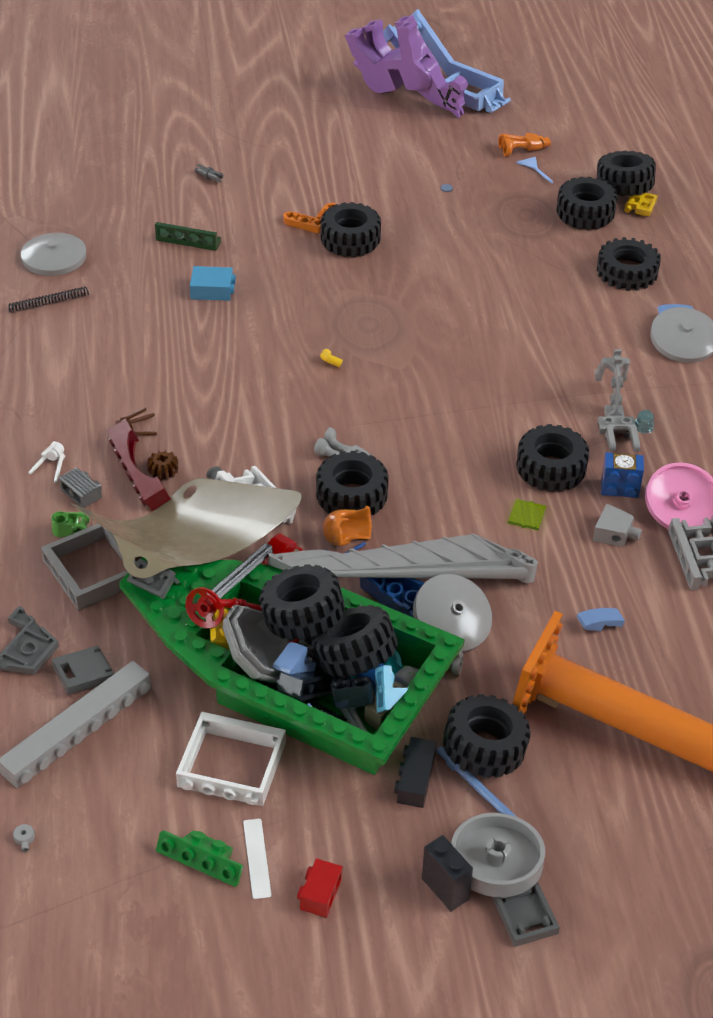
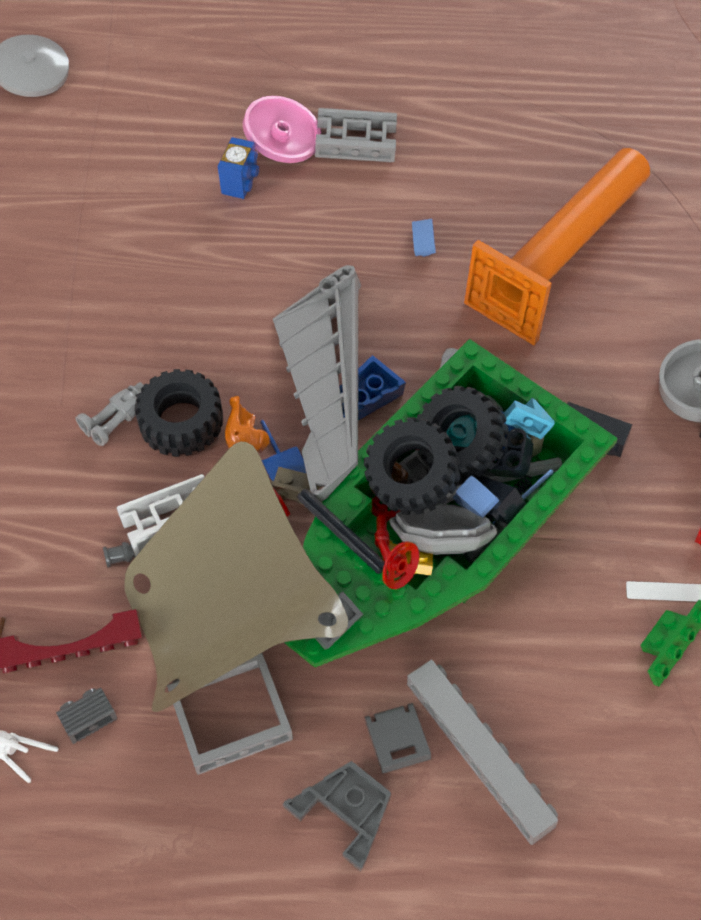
camera: 75 degrees left, 15 degrees up
(23, 836) = (631, 817): light grey piece -> none
(68, 523) = (151, 729): bright green piece -> none
(162, 465) = (83, 611): reddish brown gear -> none
(236, 730) = (568, 558): white window -> none
(455, 607) = (399, 353): light grey dish -> none
(475, 783) = (585, 396): medium blue bar -> none
(480, 754) = (573, 337): black tyre -> none
(527, 514) = (256, 266): clear neon green piece -> none
(552, 473) = (189, 200): black tyre -> none
(614, 419) = (142, 160): light grey piece -> none
(615, 527) = (301, 195): light grey torso -> none
(645, 421) = (152, 134): clear light blue hat -> none

